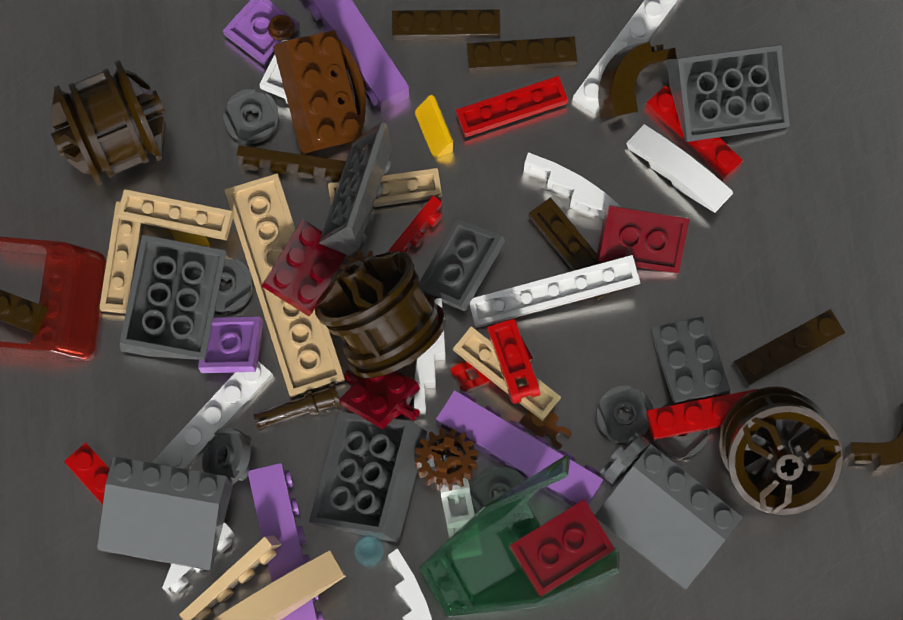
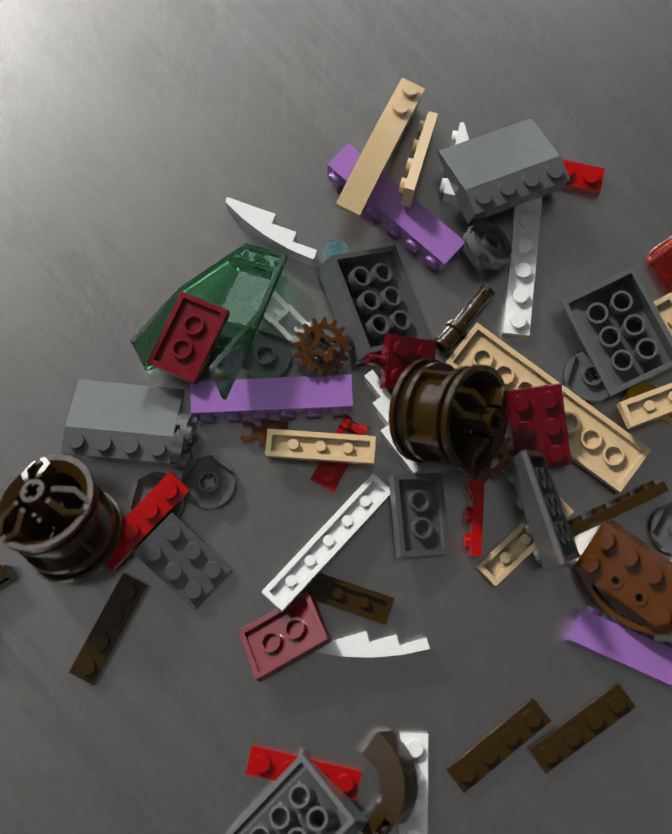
camera: 150 degrees right, 5 degrees up
(233, 345) = (548, 330): medium lavender plate -> none
(434, 127) = (523, 623): yellow slope -> none
(511, 106) = (473, 687): red plate -> none
(513, 360) = (321, 455): red plate -> none
(680, 168) = (294, 726): white slope -> none

